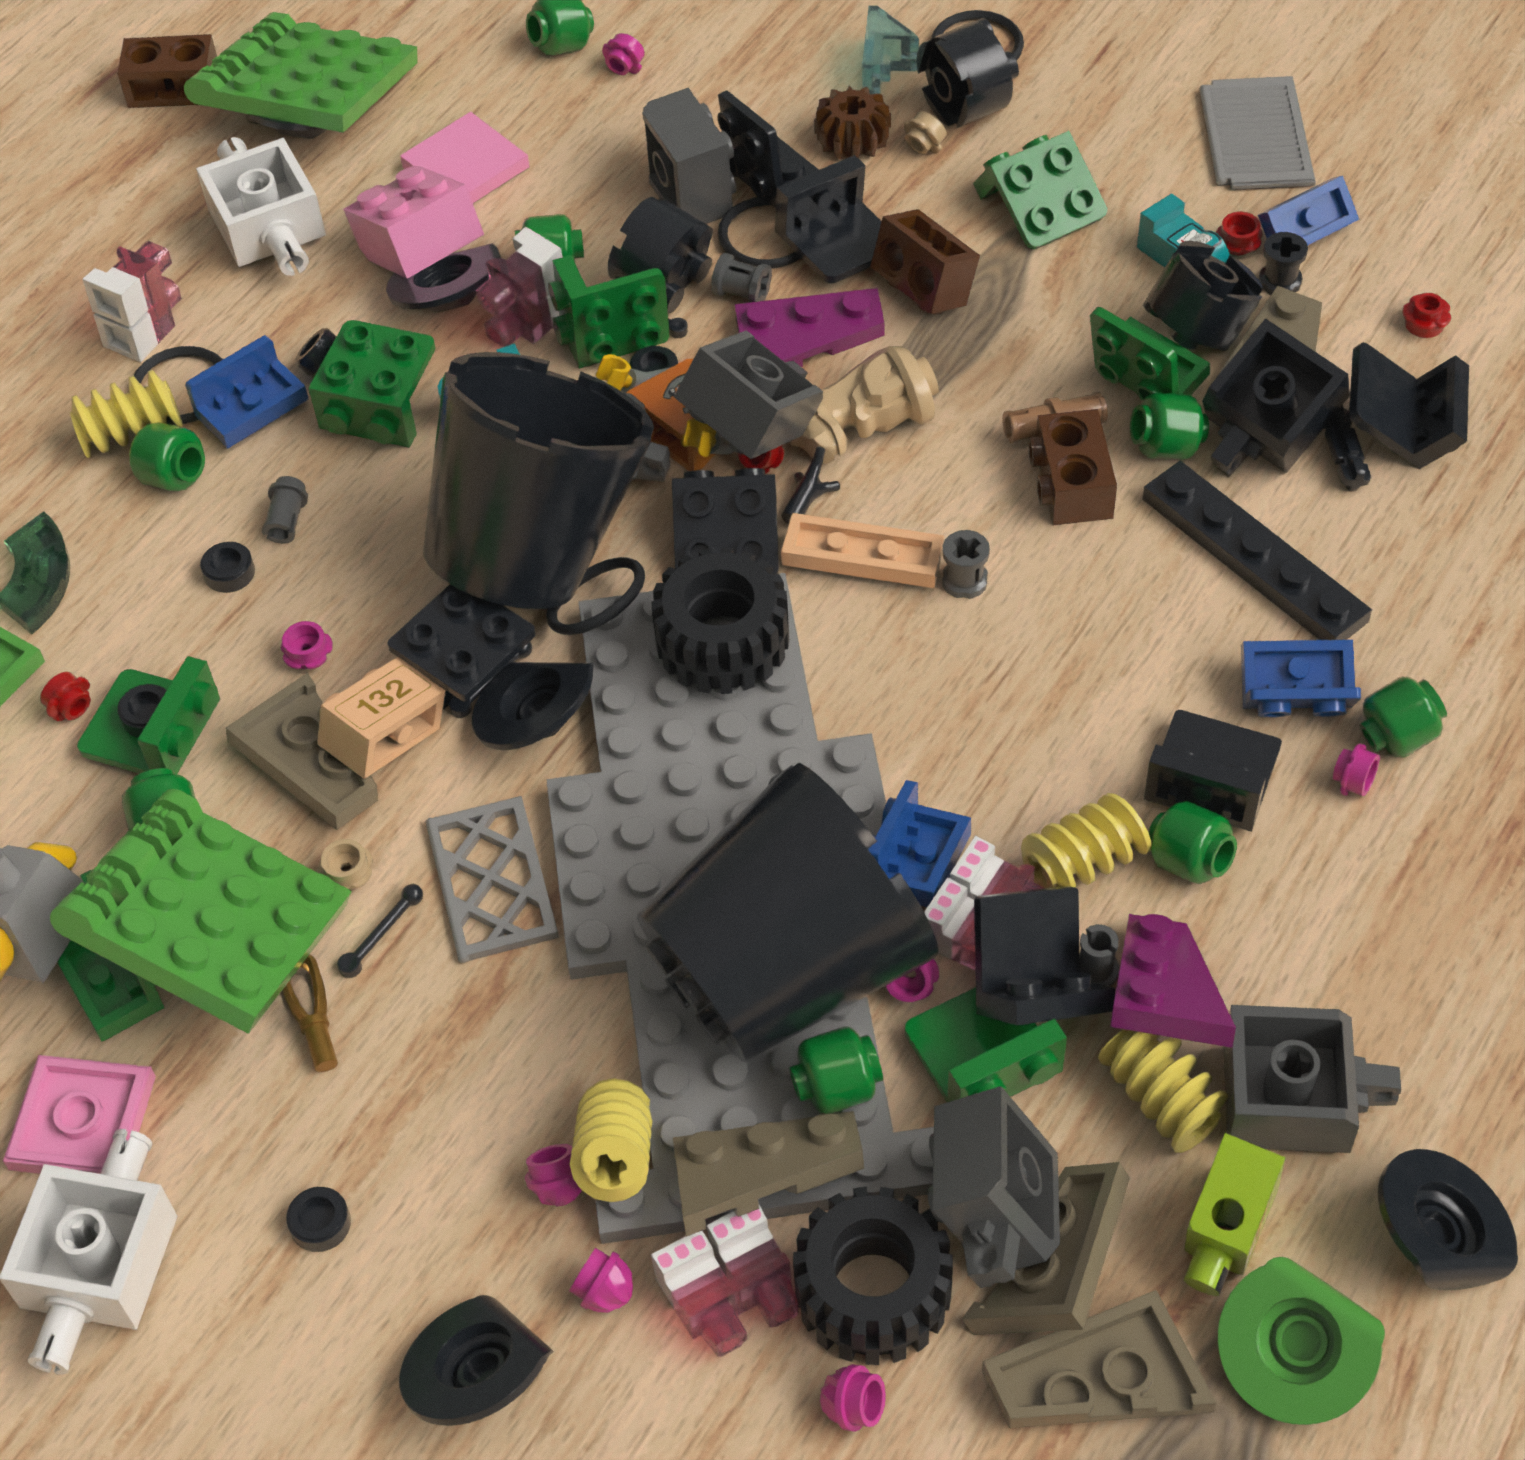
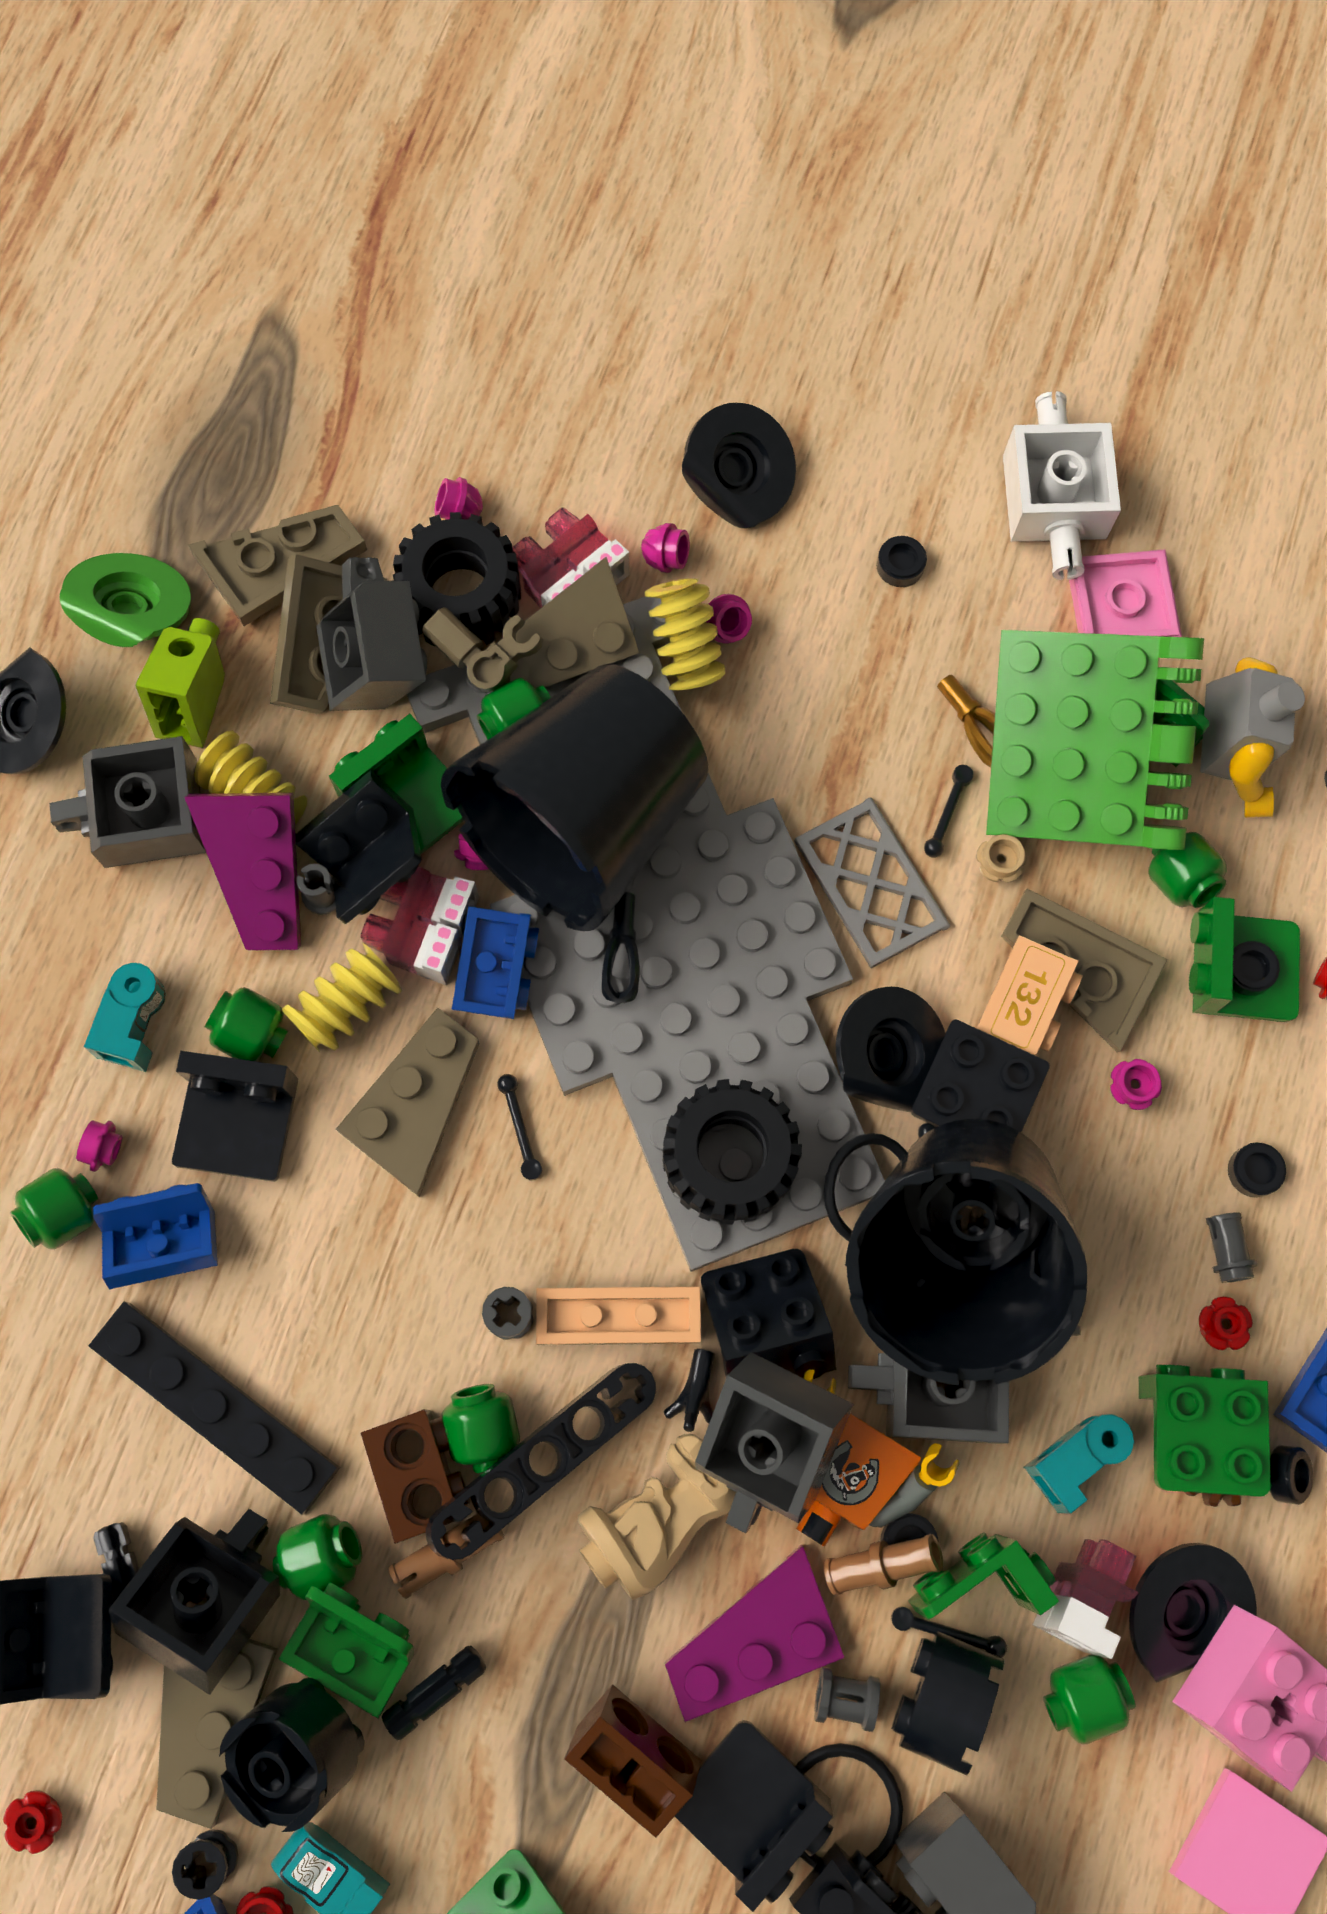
camera: 160 degrees right, 20 degrees up
(317, 461) = (1211, 1324): none -> red plate
(676, 340) = (883, 1564): none -> medium nougat pin
(859, 1120) = (486, 668): none -> dark tan bar
(919, 687) = (531, 1168): none -> black hinge
(970, 429) = (515, 1465): none -> black beam
(1007, 488) = (480, 1426): none -> green head
(1026, 760) = (409, 1105): none -> dark tan wing
(1071, 343) = (433, 1692): none -> black axle
(1318, 890) = (124, 1016): none -> teal leg

